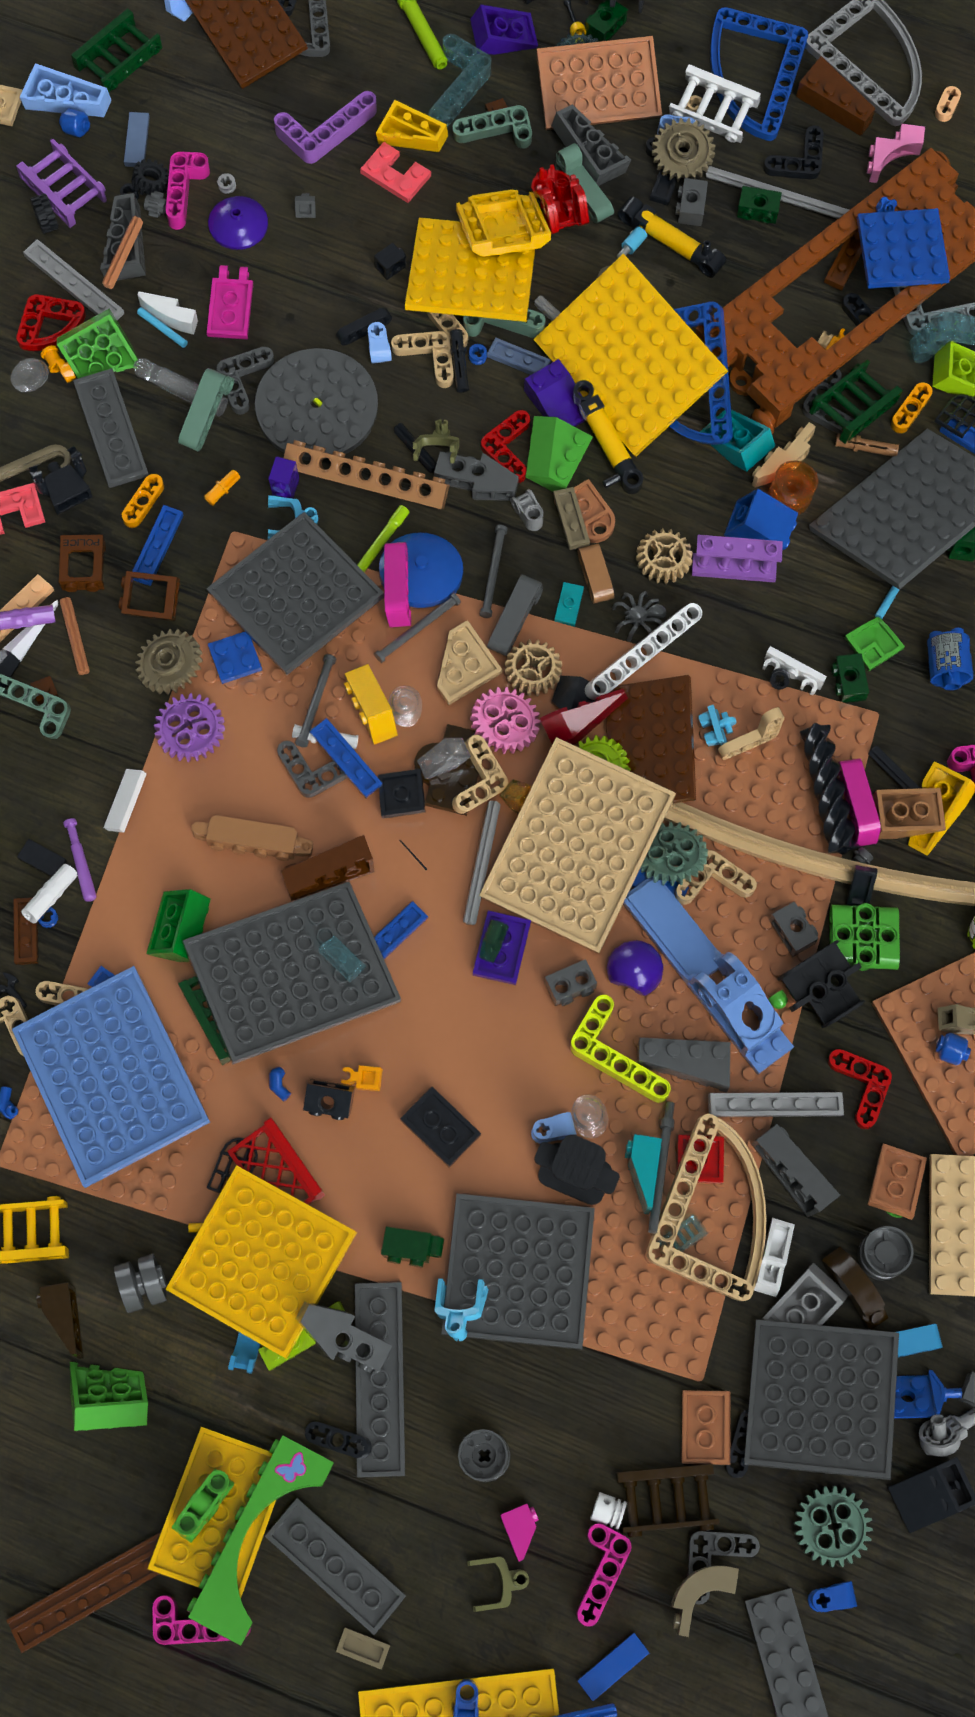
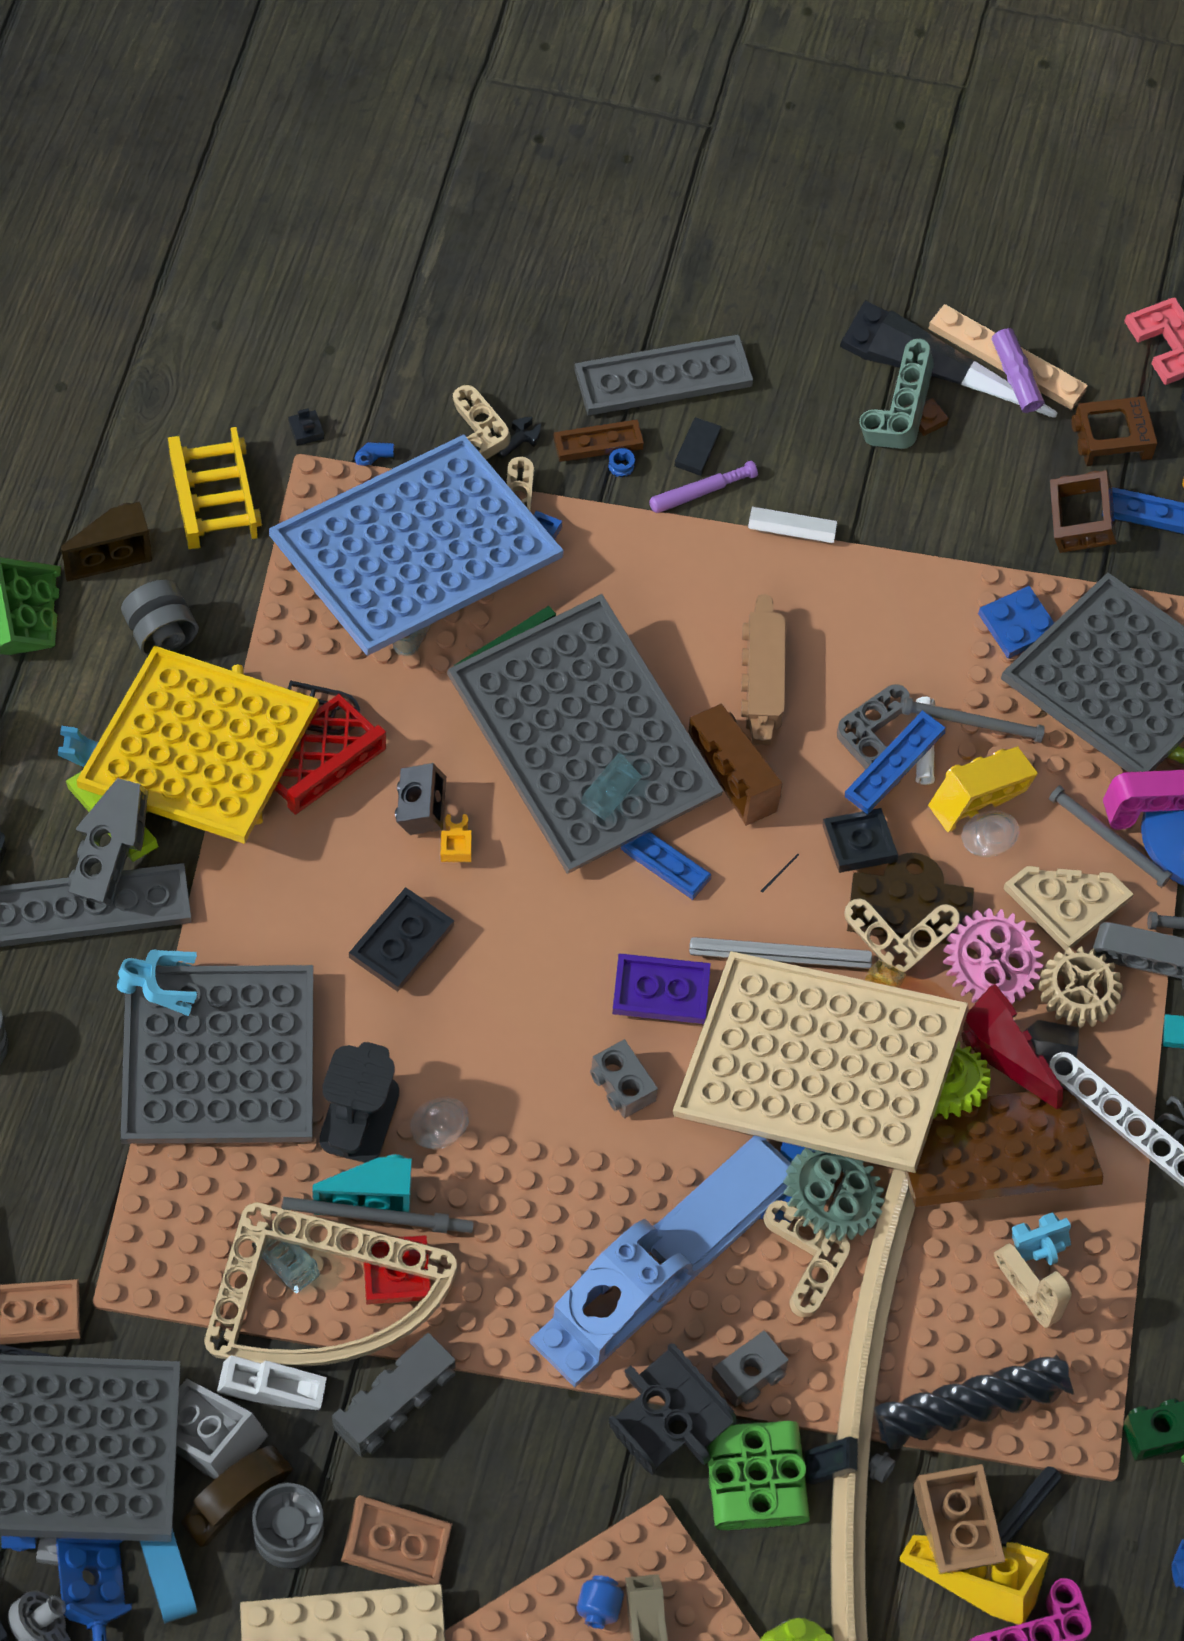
camera: 80 degrees right, 10 degrees down
(49, 893) = (650, 455): white axle -> none
(74, 636) = (1010, 439): nougat axle -> none
(169, 661) = (994, 545): dark tan gear -> none
(178, 918) = (636, 601): green slope -> none
(198, 743) = (905, 579): medium lavender gear -> none
(275, 1083) = (435, 740): blue arm -> none
(410, 1246) = (236, 917): dark green hinge -> none
(444, 757) = (919, 880): clear slope -> none
(493, 940) = (665, 969): clear green hinge -> none
(557, 1128) = (416, 1080): light blue piece -> none
(612, 1056) = (524, 1141): neon yellow beam -> none
(635, 966) = (661, 1164): dark purple cylinder -> none
(688, 1060) = (534, 1246): dark grey wedge -> none
(776, 1104) = (487, 1366): light grey plate -> none
(778, 685) = (1143, 1330): black bush -> none
(778, 1000) = (641, 1357): bright green hinge -> none
(795, 668) = (1156, 1346): white plate -> none
(861, 802) = (962, 1446): dark pink beam -> none
(873, 1084) = (536, 1504): red beam -> none

